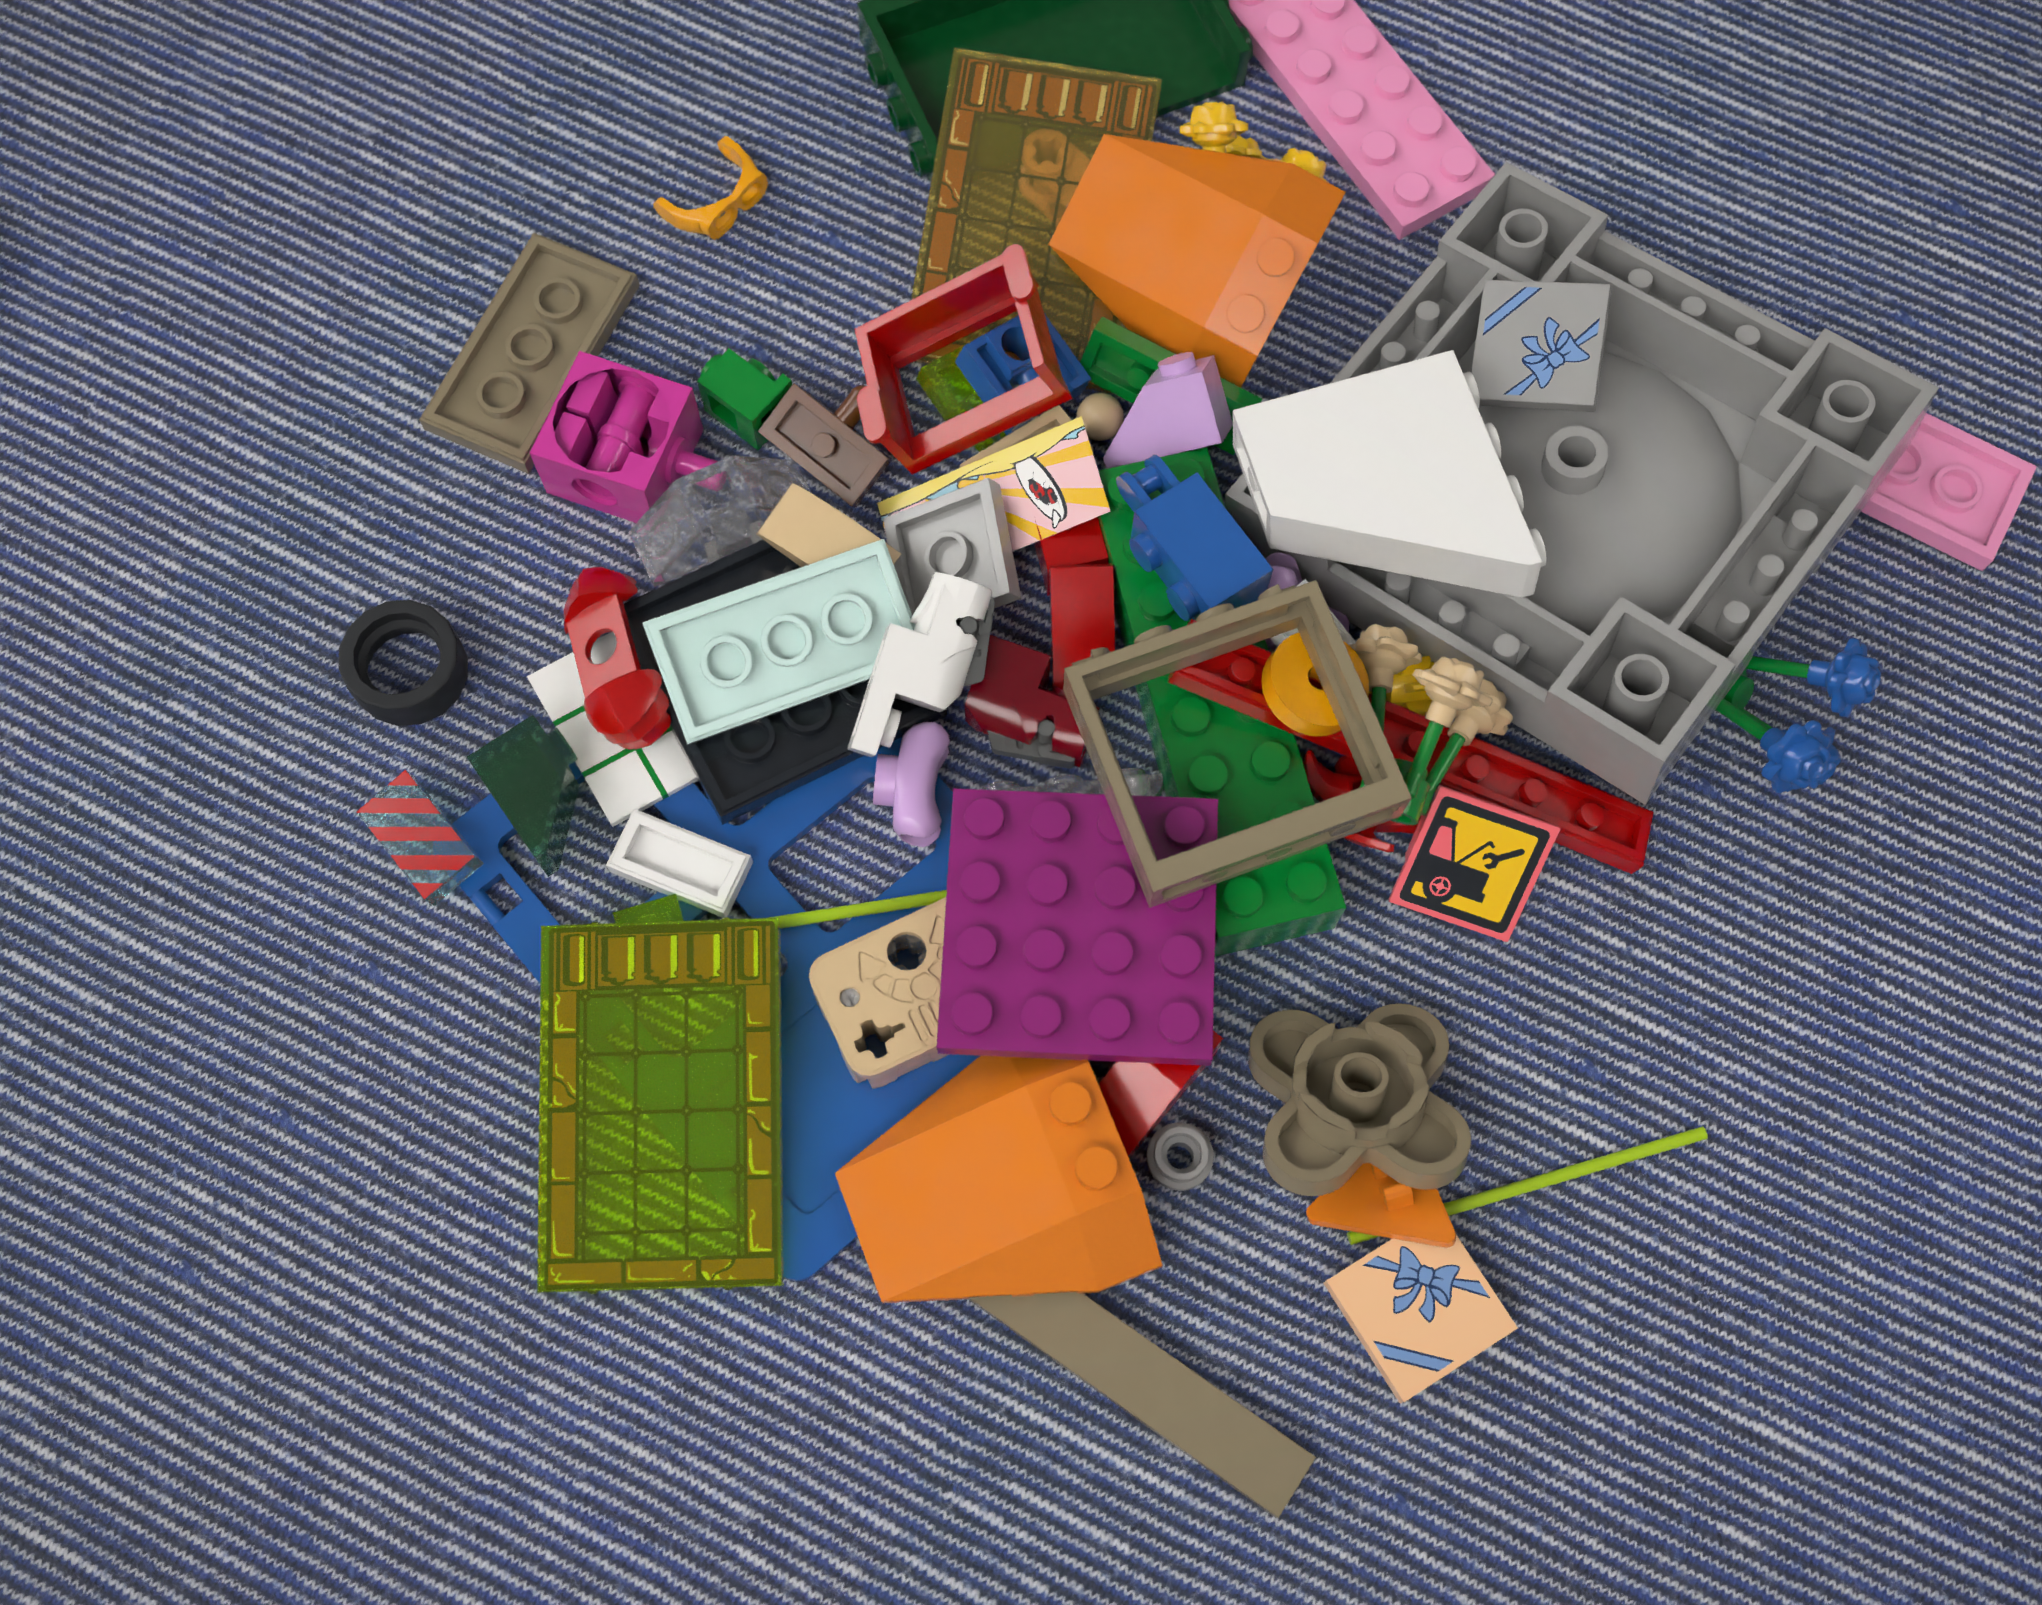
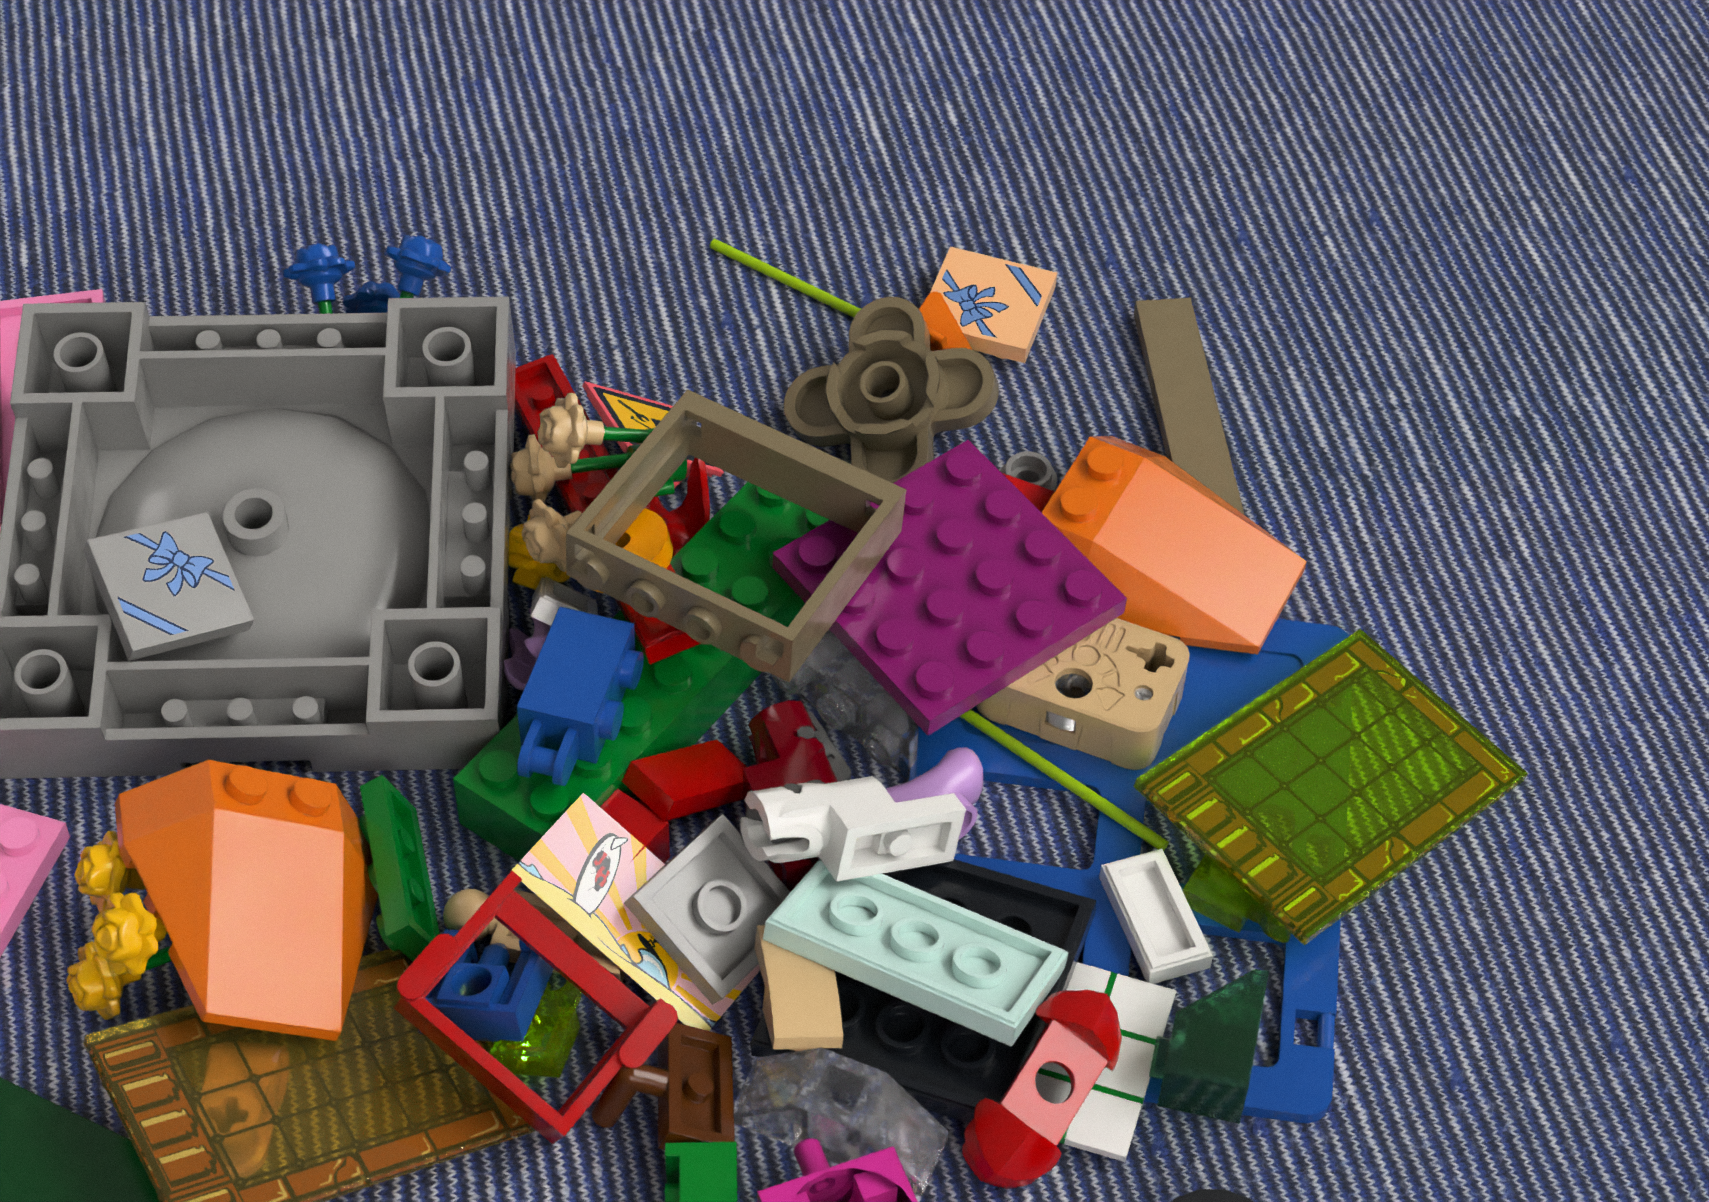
camera: 130 degrees left, 20 degrees down
(420, 838) = (1332, 1117): tile -> none
(1174, 412) = (444, 830): lavender slope -> none
(1391, 478) = (399, 591): white slope -> none

